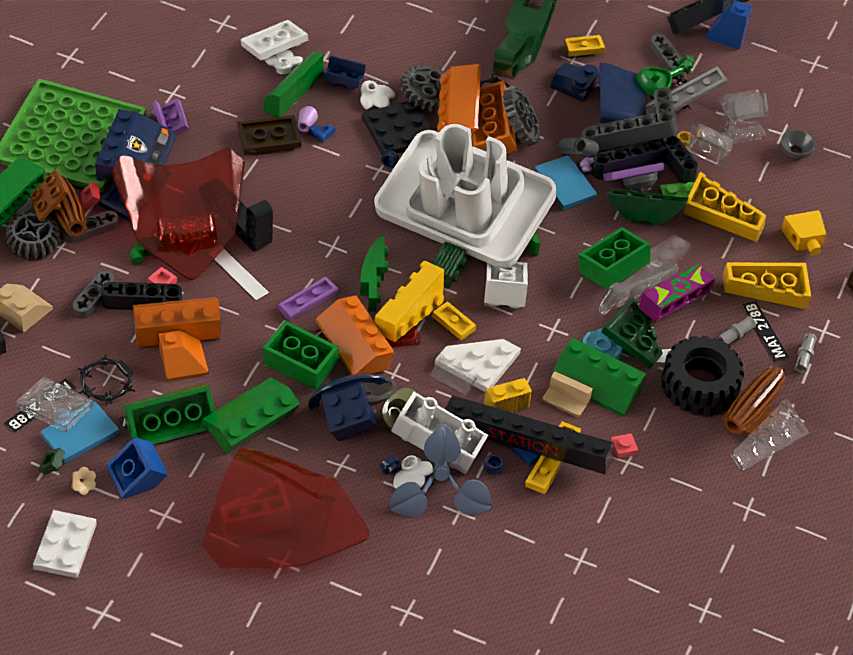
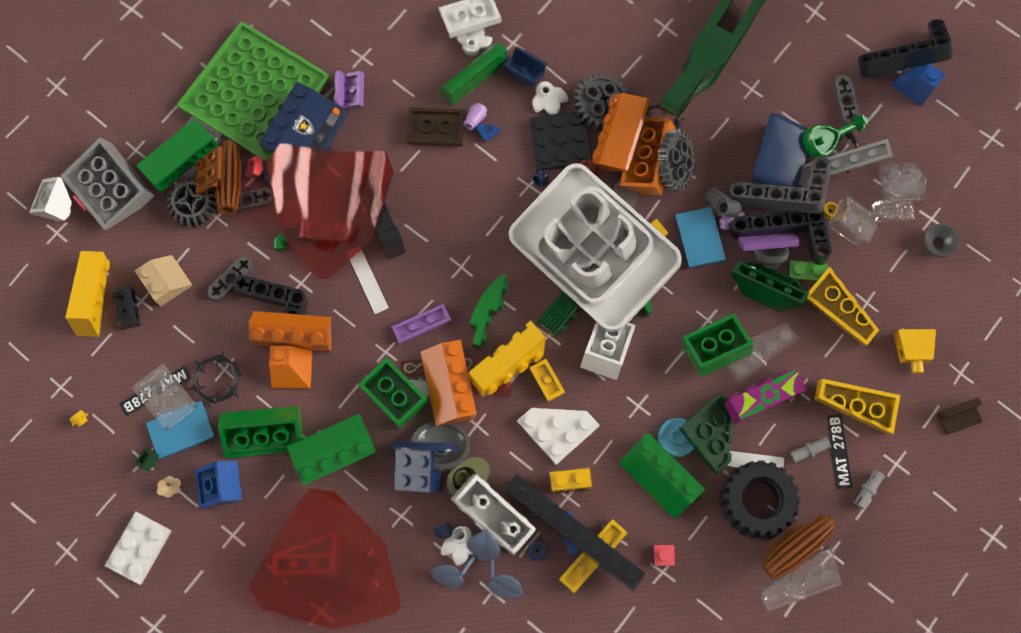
camera: 20 degrees right, 25 degrees up
(162, 276) = (294, 276): coral plate -> none
(453, 376) = (528, 444): clear tile -> none
(567, 395) = (626, 489): tan panel -> none
(576, 80) = (746, 116): dark blue slope -> none
(584, 45) = (767, 76): yellow plate -> none
(636, 286) = (726, 384): clear wing -> none

